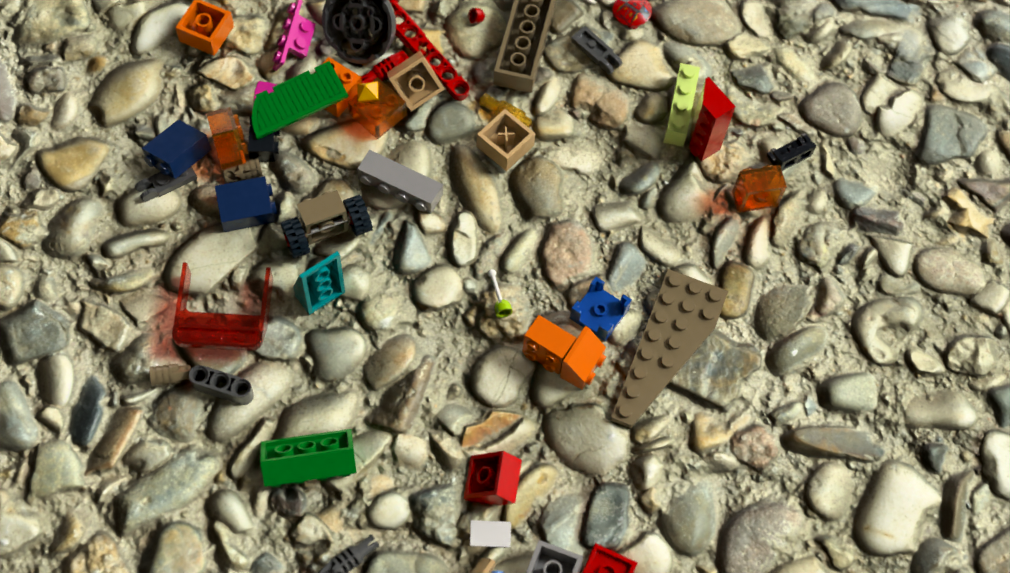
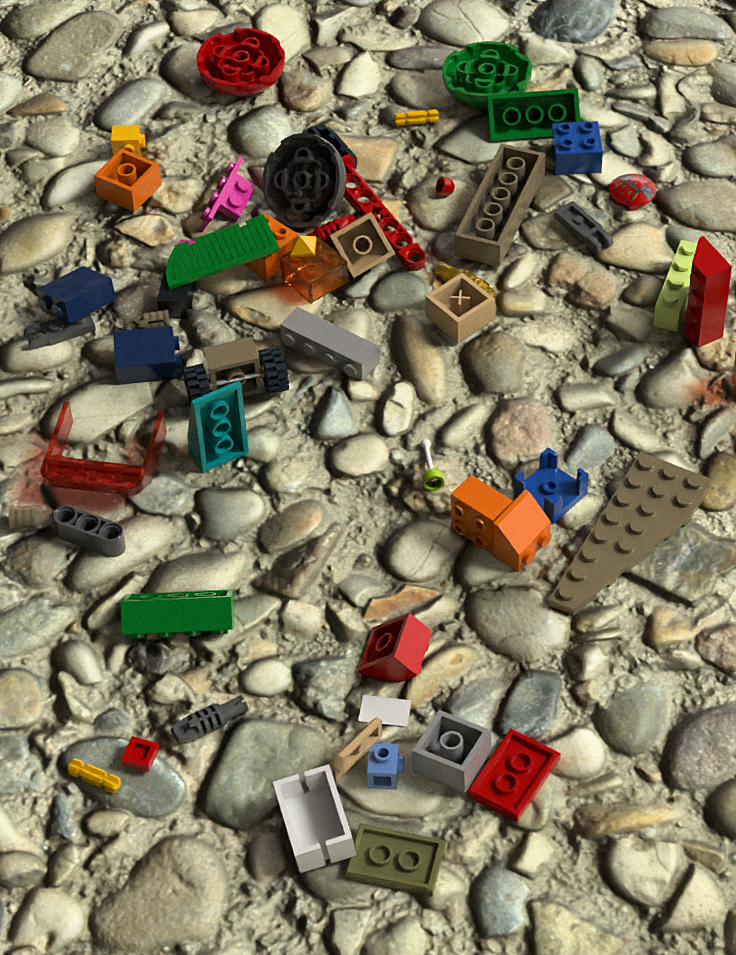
camera: 15 degrees right, 15 degrees down
(227, 137) = (135, 289): clear orange brick -> none

